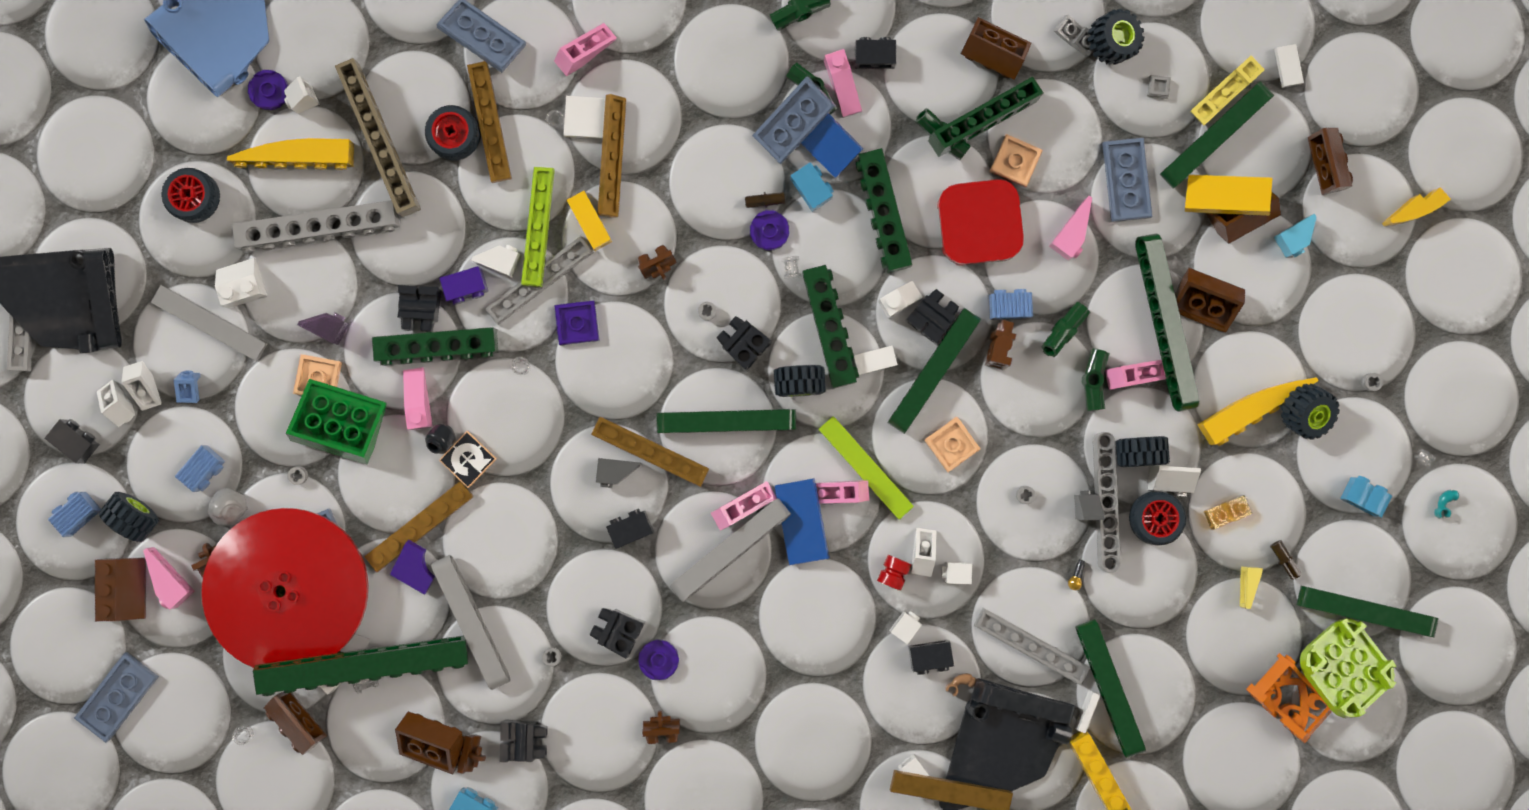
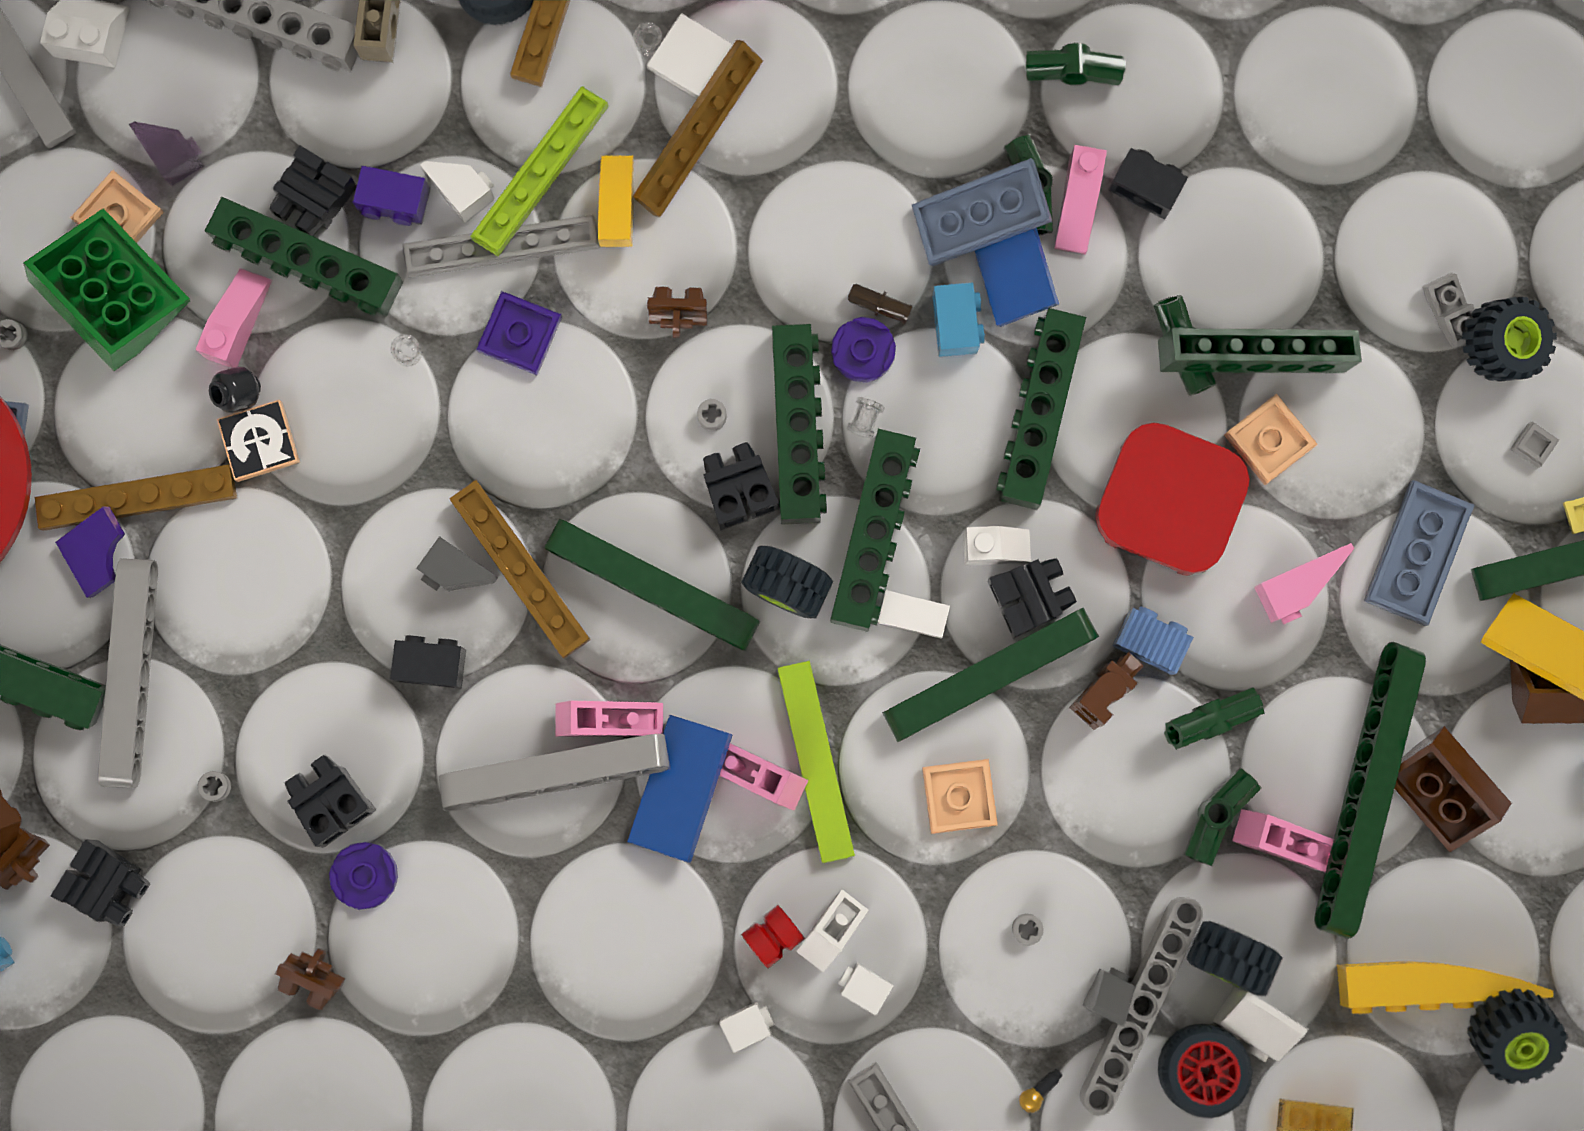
camera: 30 degrees right, 5 degrees down
(736, 244) = (789, 341): none -> dark green brick
(931, 656) = (759, 1091): black brick -> none
(996, 48) = (1325, 266): reddish brown slope -> none

